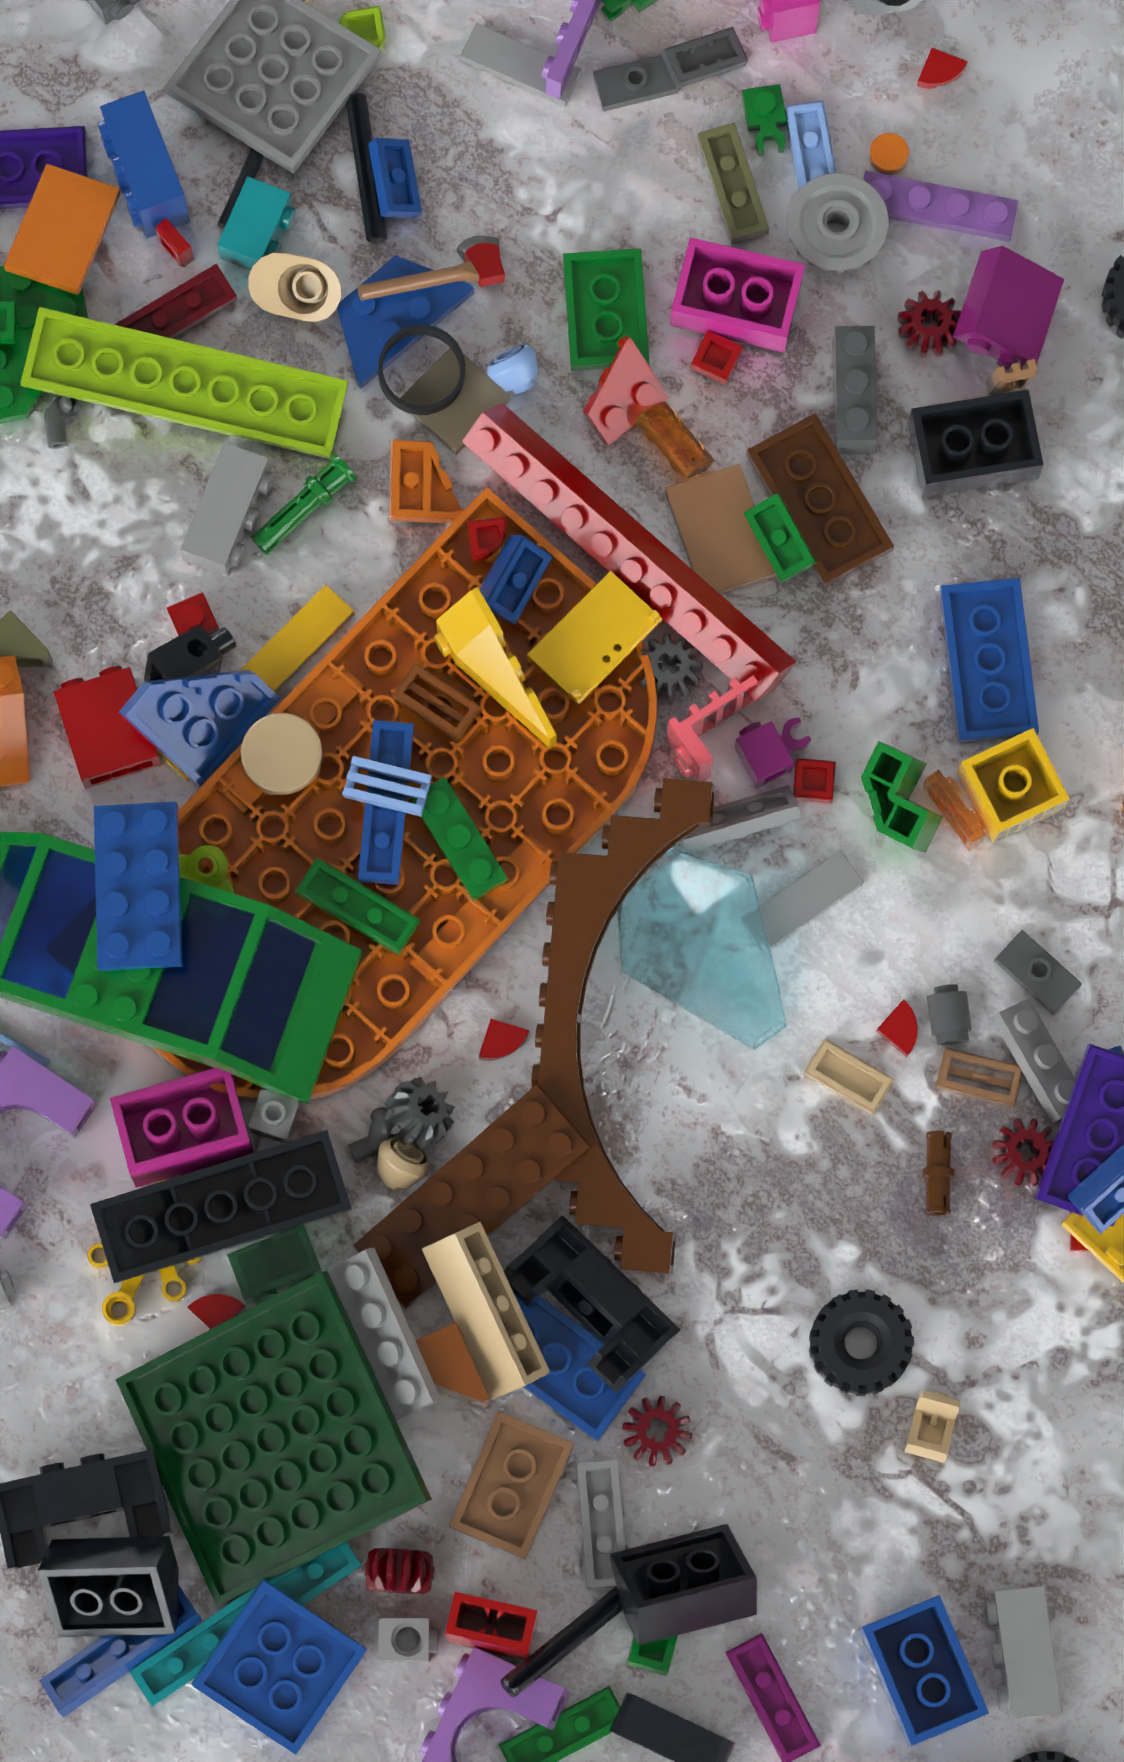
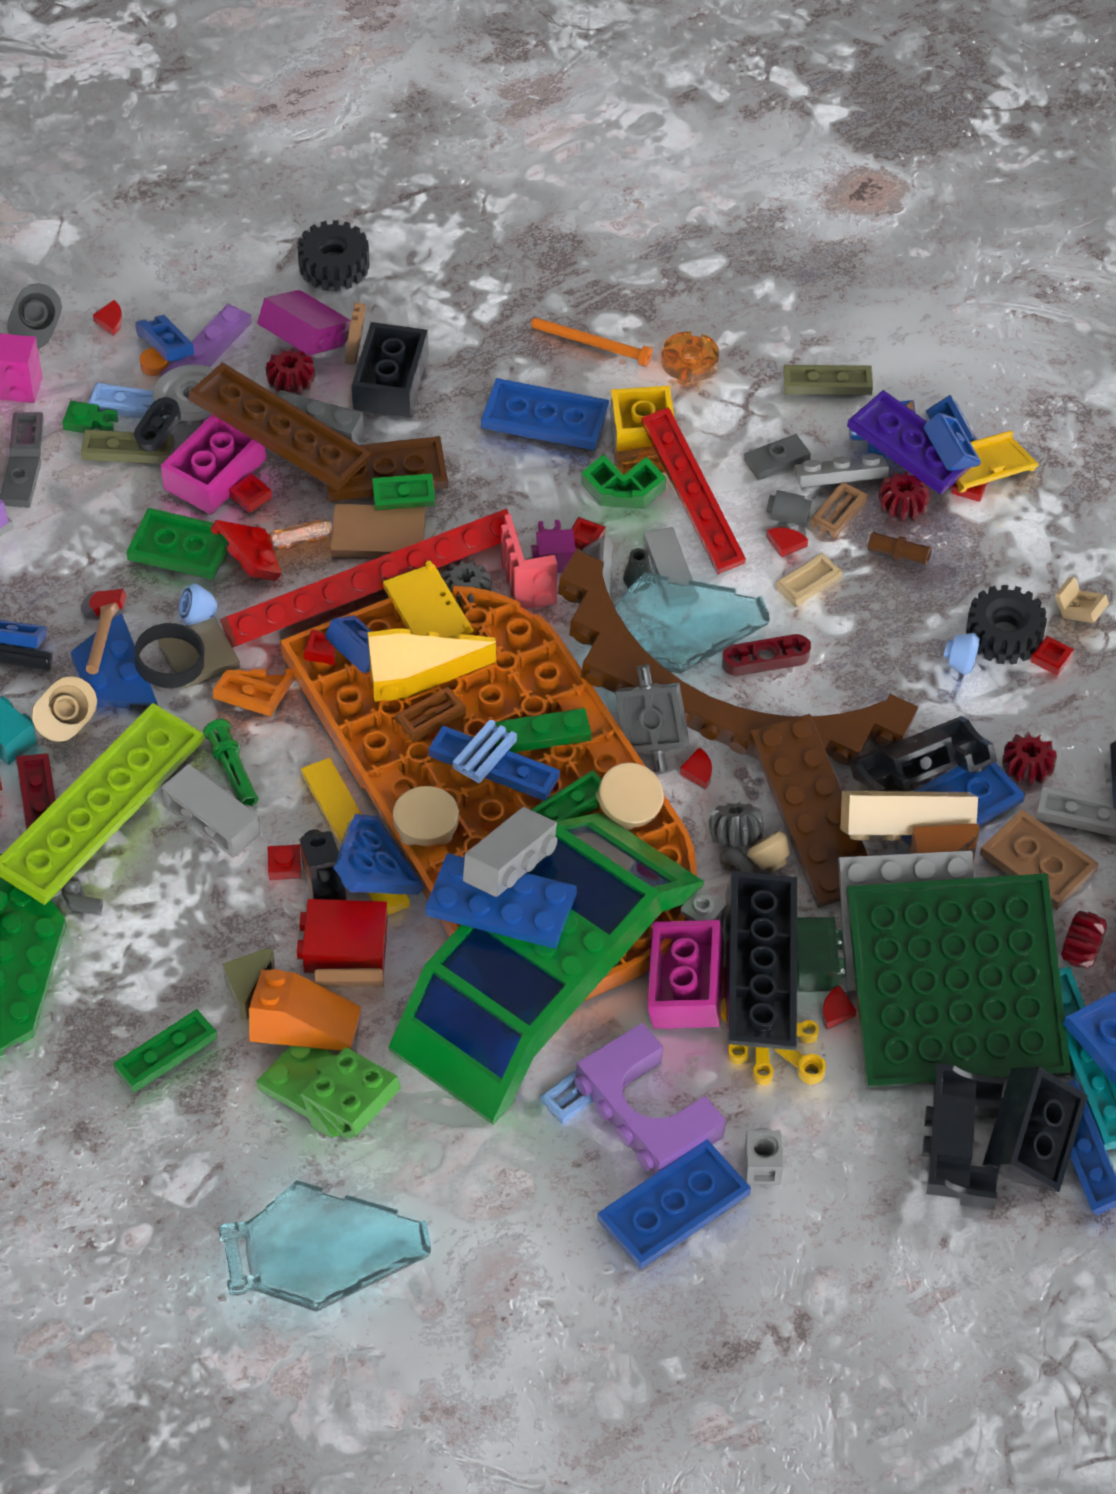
camera: 70 degrees left, 25 degrees down
(53, 754) = (350, 977): none -> medium nougat tile
(184, 873) = (510, 851): none -> light grey brick
(392, 976) = (630, 795): none -> tan tile
(521, 962) = (653, 717): none -> dark grey plate
(714, 1094) = (786, 643): none -> dark red beam
(763, 204) = (155, 426): none -> black plate
(765, 875) = (636, 566): none -> pearl dark grey cone
(792, 1301) = (962, 652): none -> light blue cone
(801, 350) = (279, 426): none -> reddish brown plate
(842, 1414) = (1052, 655): none -> red tile
(912, 887) = (693, 490): none -> red plate
(917, 151) = (165, 338): none -> blue plate

